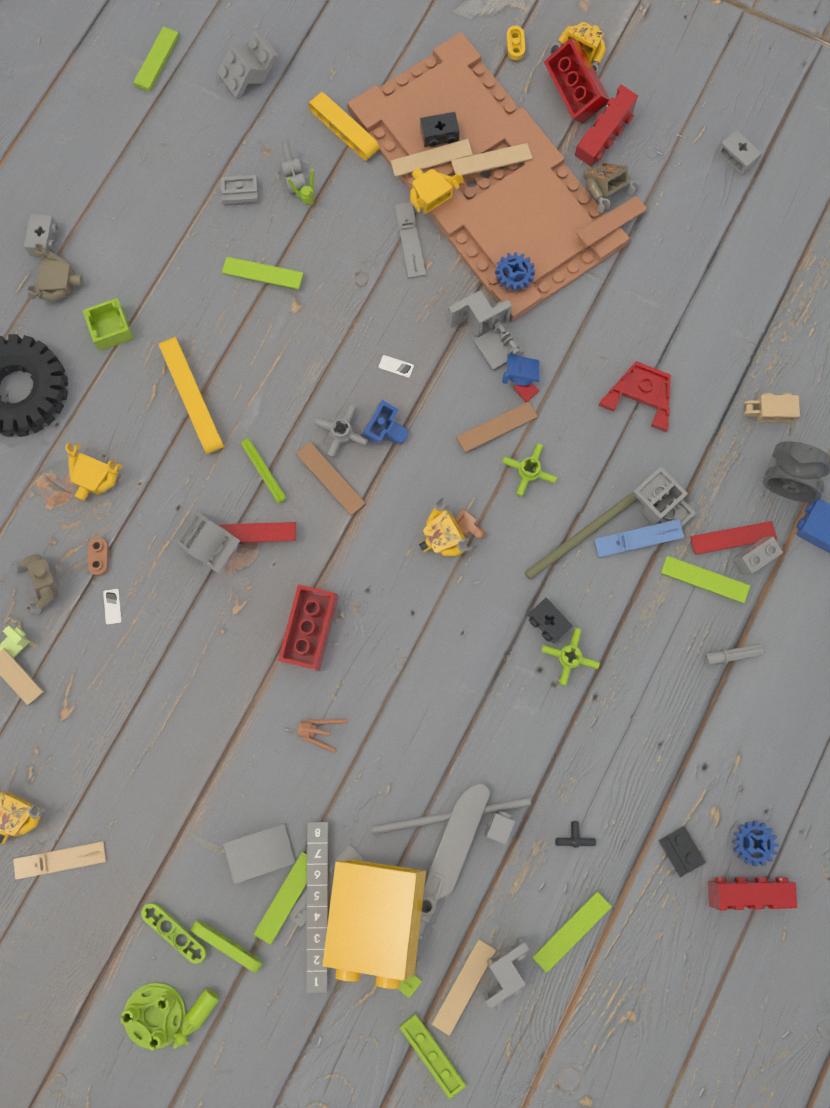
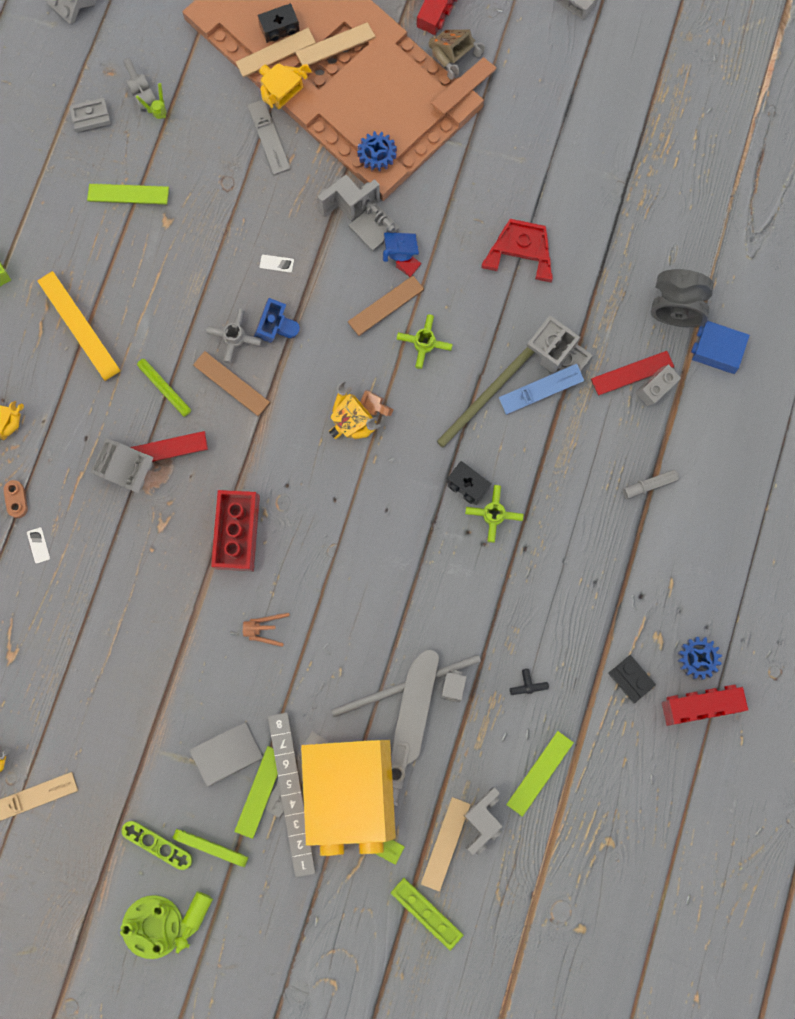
camera: 10 degrees left, 0 degrees up
(343, 126) = (182, 35): yellow beam -> none
(705, 579) = (612, 417): lime piece -> none
(774, 408) = (651, 241): tan brick -> none

